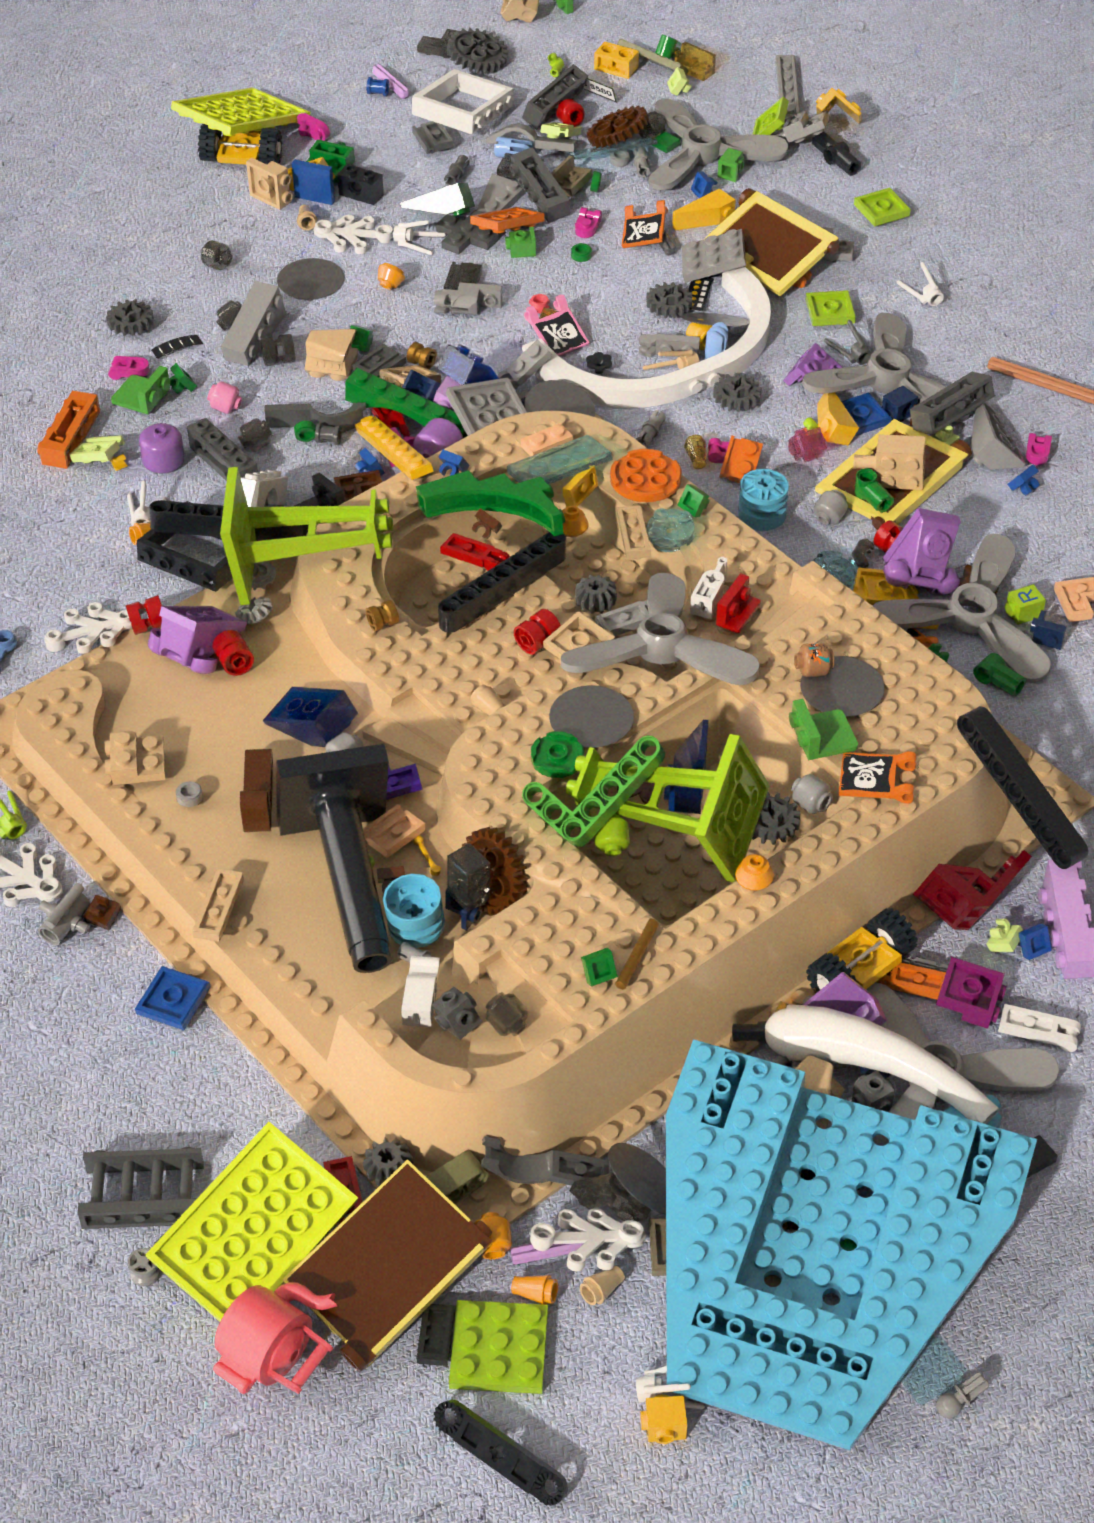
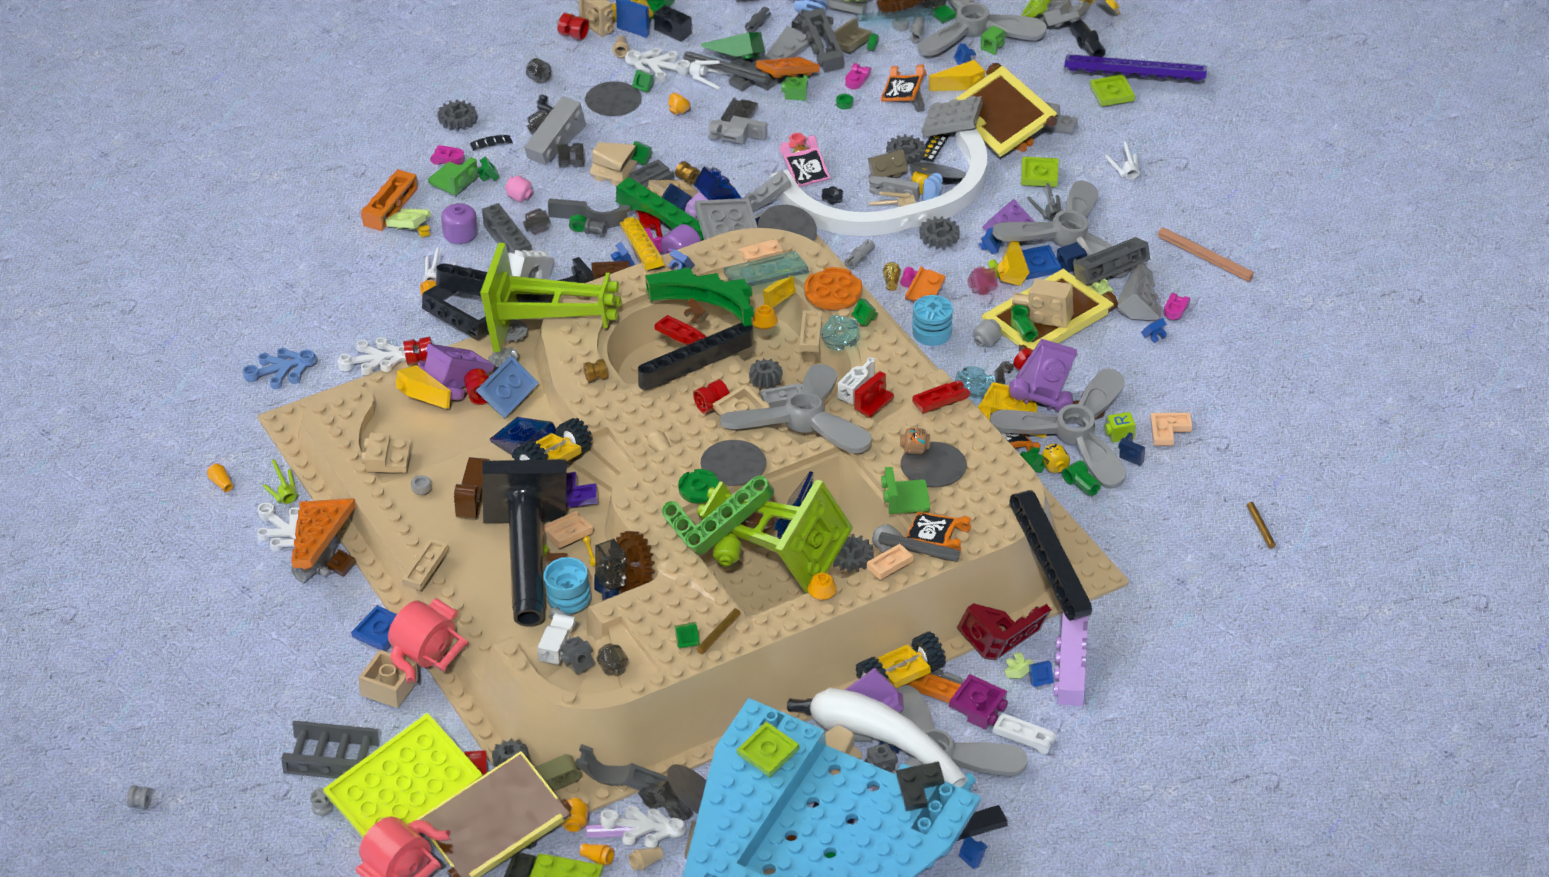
camera: 10 degrees right, 5 degrees down
(63, 872) = (317, 527): none -> orange wing
(163, 662) = (422, 386): none -> yellow slope
(200, 1068) = (385, 681): none -> tan brick
(229, 294) = (542, 103): none -> black arm
(237, 1007) = (424, 636): none -> coral piece
(245, 200) = (573, 26): none -> red wheel
(271, 649) = (507, 386): none -> medium blue plate
(342, 253) = (643, 80): none -> green tile
(356, 725) = (571, 441): none -> plate
(440, 228) = (729, 67): none -> dark grey axle
(656, 319) = (888, 164): none -> dark tan bracket
(741, 1112) = (768, 749): none -> lime plate
(799, 396) = (990, 242): none -> blue tile
(825, 597) = (940, 396): none -> red hinge
(830, 826) = (889, 561): none -> light nougat plate
(861, 800) = (920, 546): none -> dark grey axle
(893, 178) = (1130, 66): none -> dark purple plate
(945, 1134) = (914, 780): none -> pearl dark grey plate
(962, 653) = (1055, 458): none -> yellow head
(1031, 1210) = (972, 852): none -> blue tile

